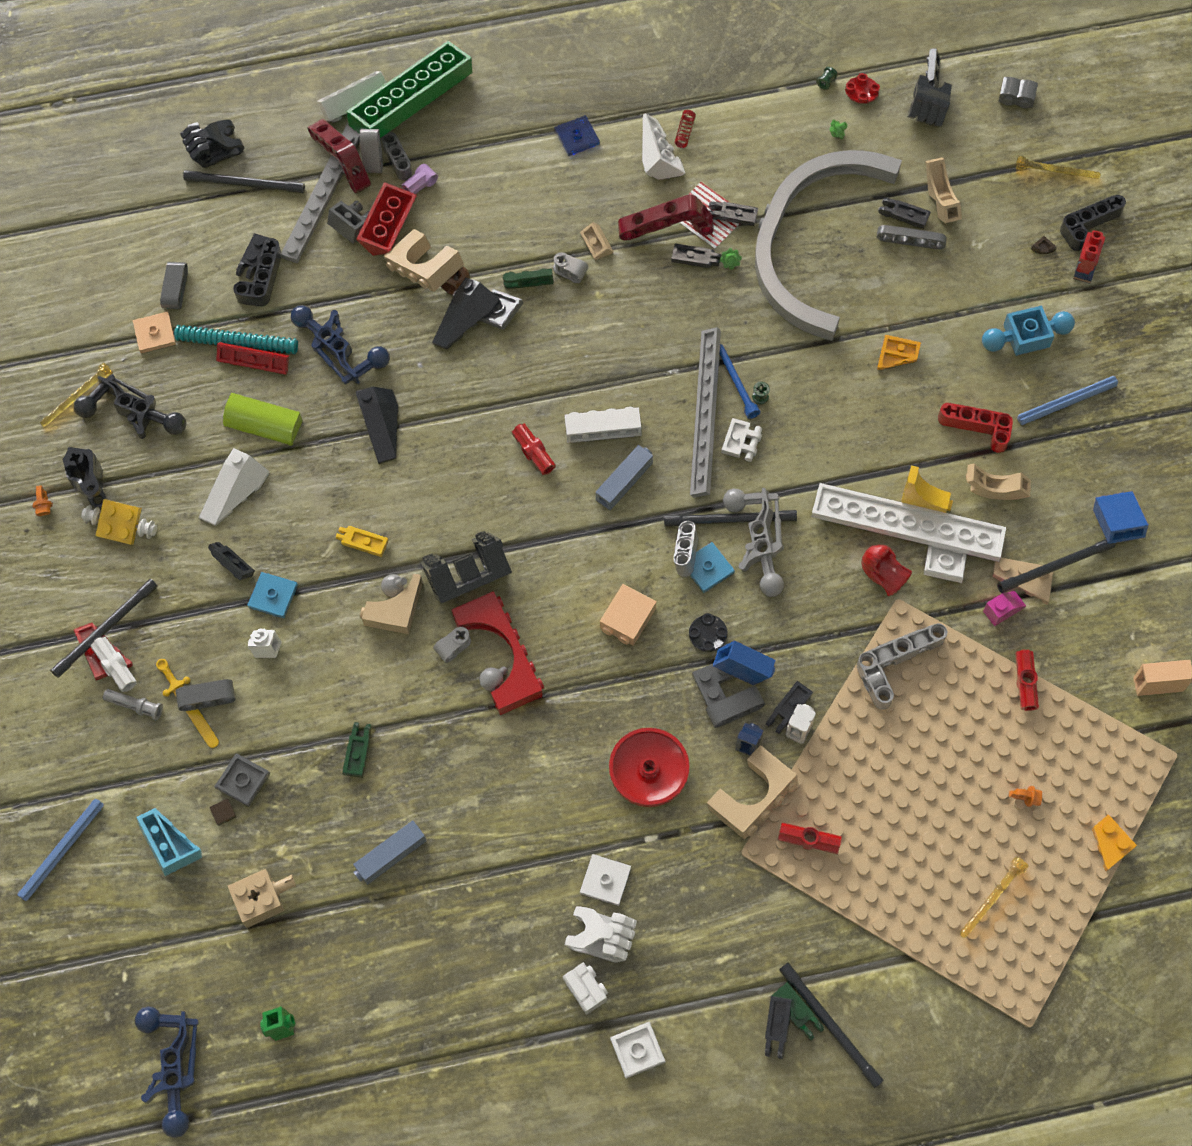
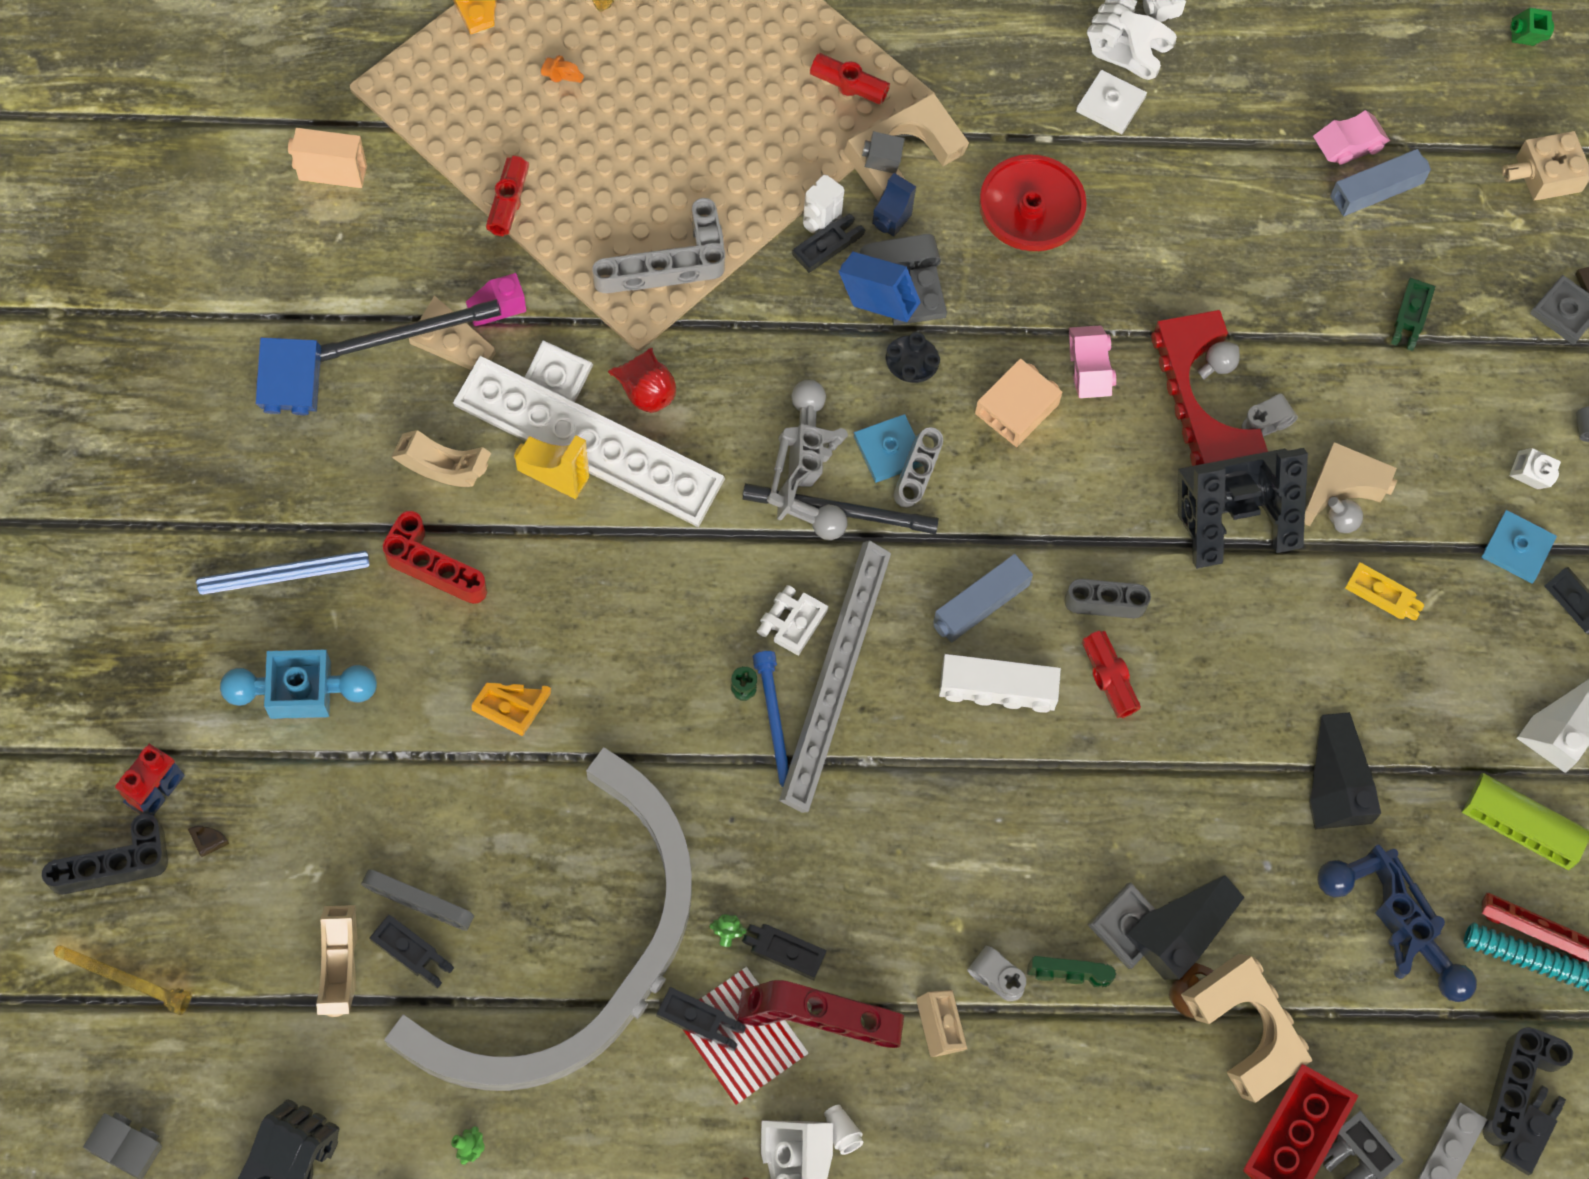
camera: 175 degrees left, 0 degrees up
(421, 880) = (1351, 138): none -> bright pink brick
(534, 492) = (1119, 592): none -> dark grey beam
(584, 655) = (1091, 361): none -> bright pink brick
(639, 176) = (845, 1133): none -> white cone
(768, 764) = (883, 152): none -> dark grey brick

